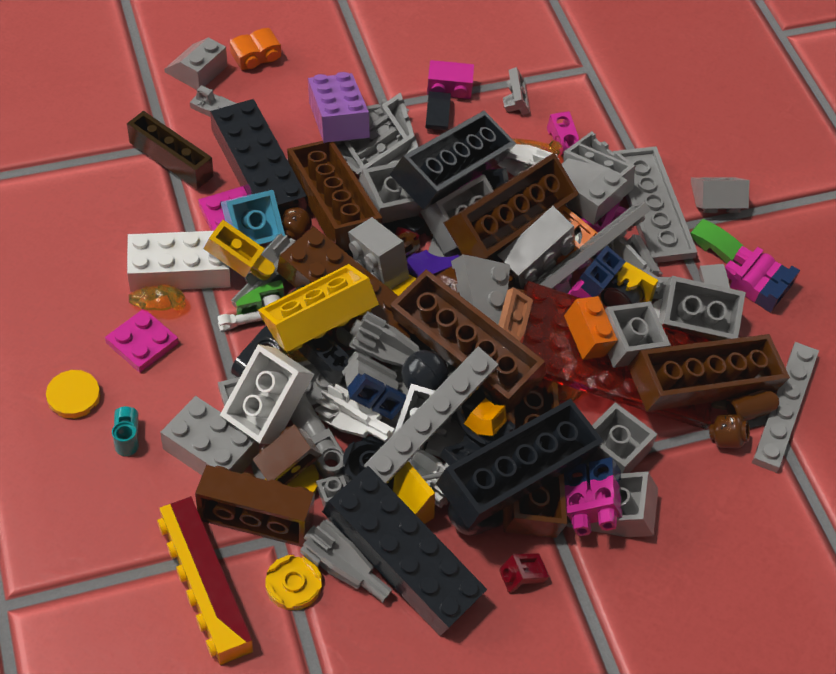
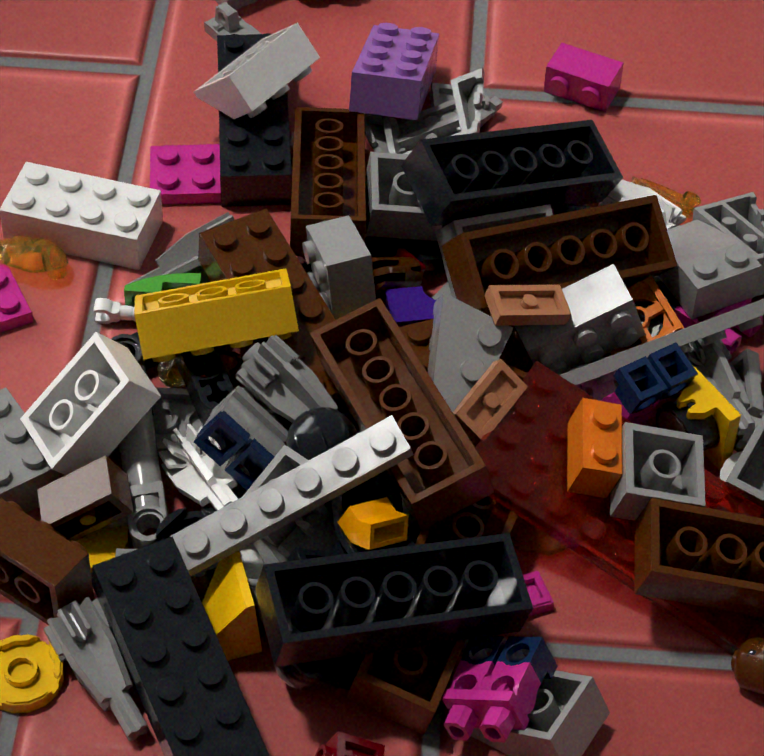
camera: 25 degrees right, 5 degrees down
(170, 149) = (143, 73): dark brown brick -> none
(239, 252) = (151, 216): yellow brick -> none
(255, 216) = (201, 184): medium azure slope -> none
(257, 132) = (260, 73): none -> white slope
(296, 223) = (263, 198): reddish brown head -> none
(438, 110) = (547, 107): black slope -> none
(513, 247) = (527, 305): none -> nougat plate
(518, 99) = (676, 120): light grey hinge -> none
(563, 132) = (716, 186): dark pink leg -> none
(623, 437) = (581, 624): light grey brick -> none

